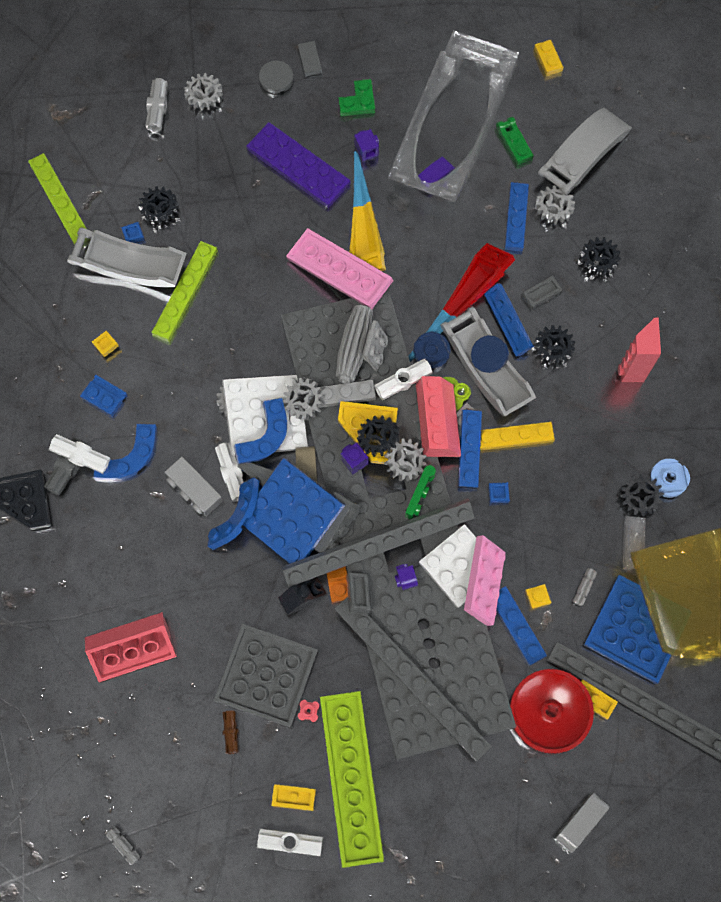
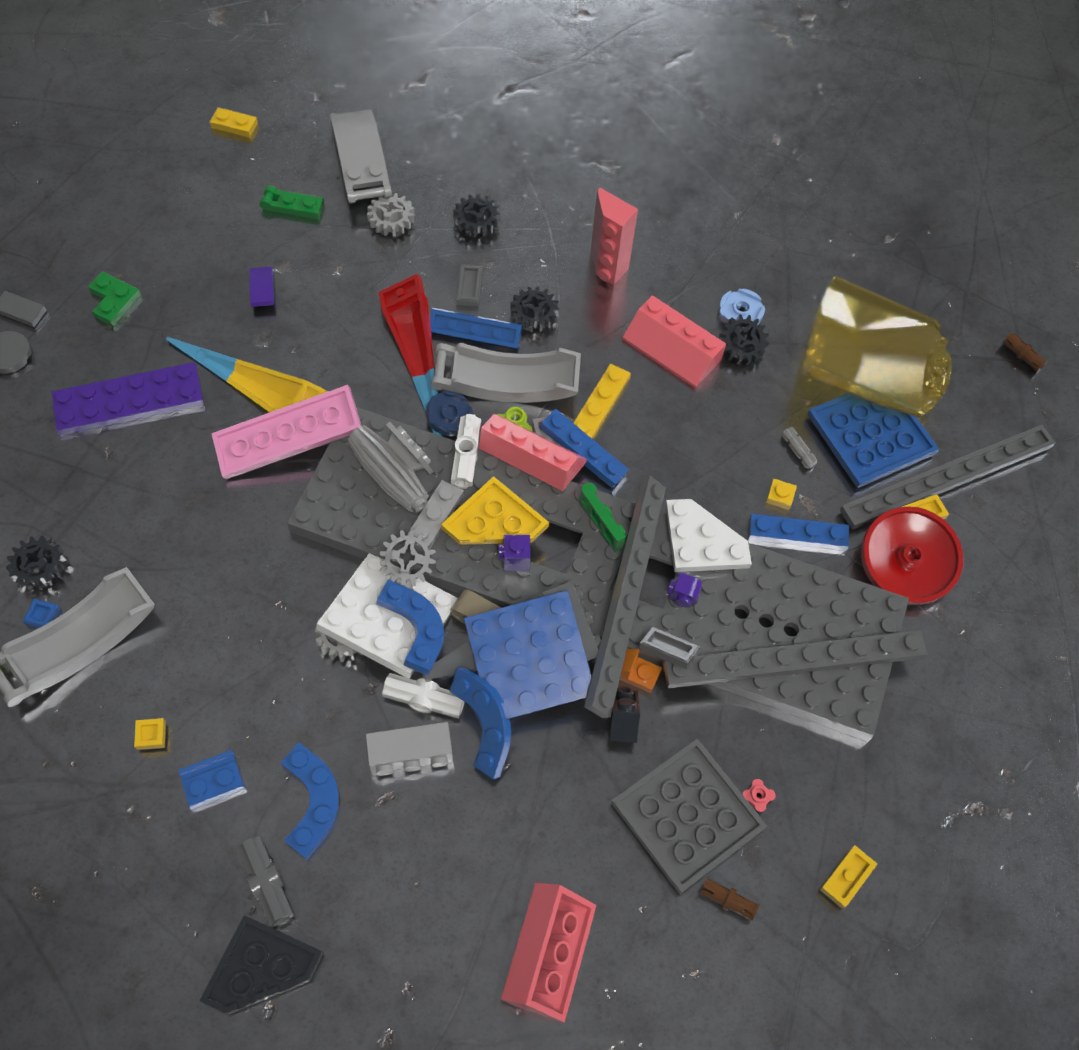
camera: 60 degrees left, 10 degrees down
(79, 453) = (267, 849): white piece -> none
(184, 291) = (167, 607): lime plate -> none
(275, 841) = (888, 927): white piece -> none
(351, 779) = (865, 800): lime plate -> none
(366, 144) = (170, 321): dark purple brick -> none
(383, 428) = (516, 510): black gear -> none
(412, 467) = (556, 506): light grey gear -> none
(443, 73) = (229, 177): clear windscreen -> none
(484, 581) = (735, 519): bright pink plate -> none
(489, 354) = (500, 364): dark blue tile -> none
(499, 493) = (647, 457): blue tile -> none
(516, 216) = (372, 253): blue plate -> none
(581, 822) = (1039, 606): light grey beam -> none
(601, 451) = (674, 341): none -> coral slope
(633, 539) = (785, 380): clear plate -> none

